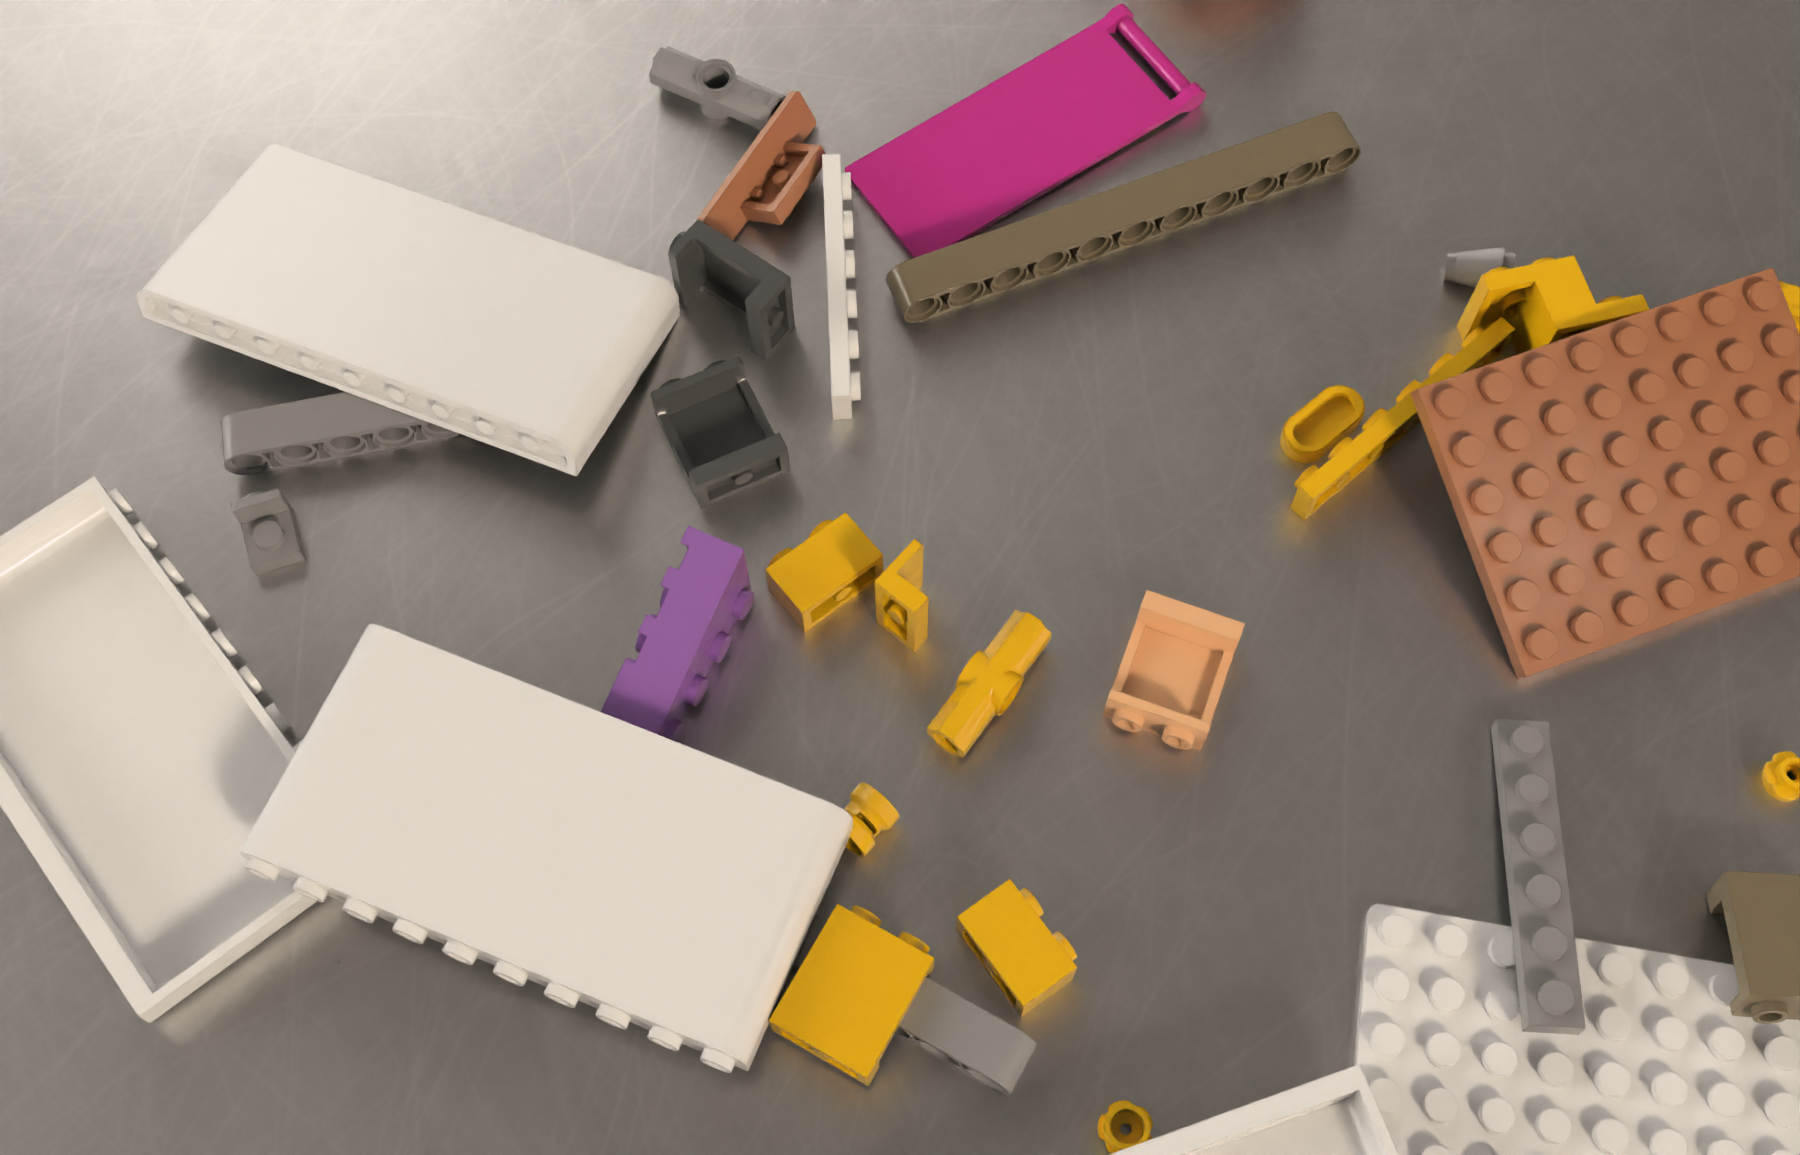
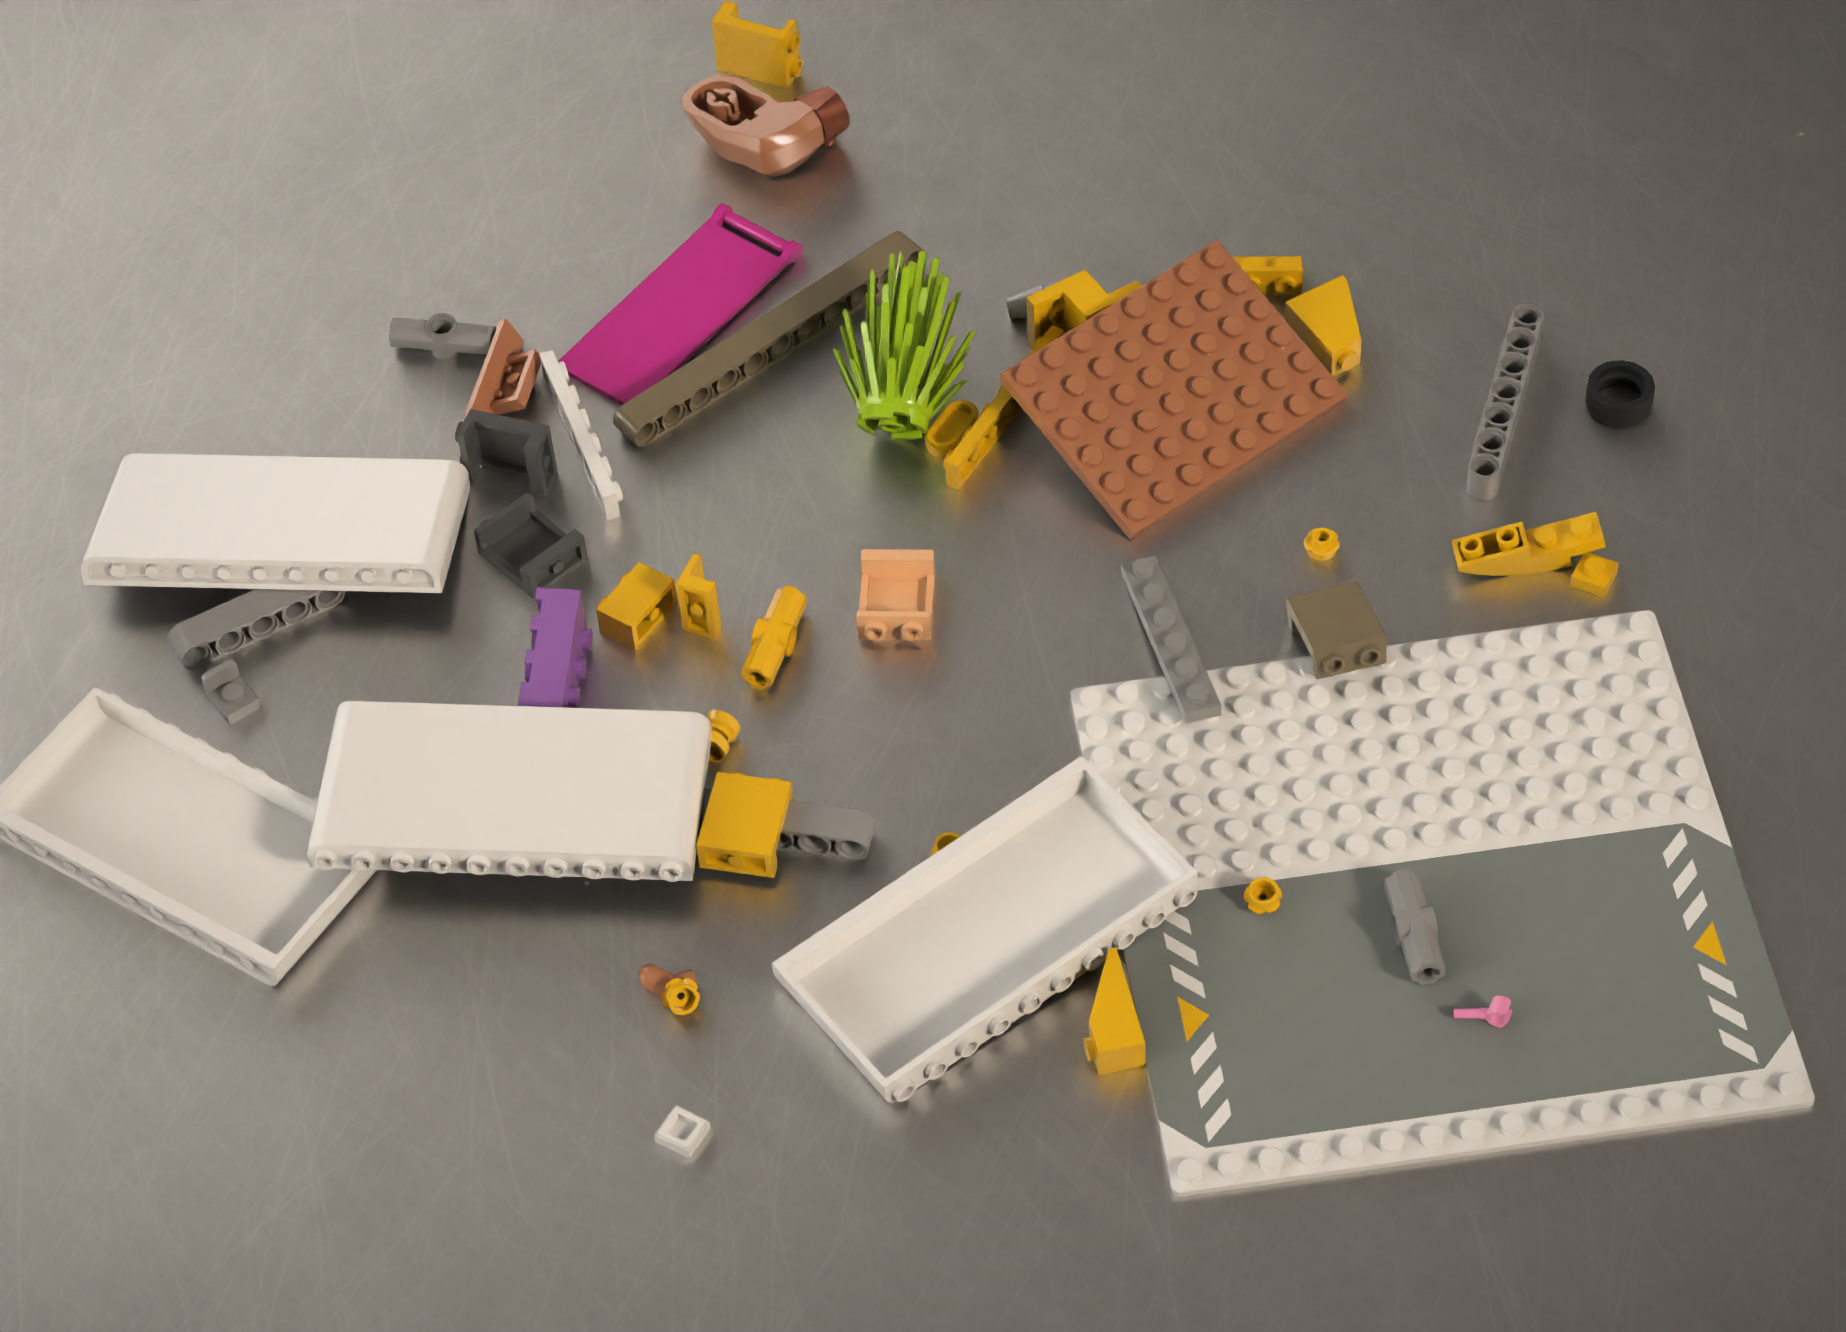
camera: 15 degrees left, 15 degrees down
(1017, 946) = (843, 773): yellow brick -> none
(1294, 303) = (899, 351): none -> lime plant

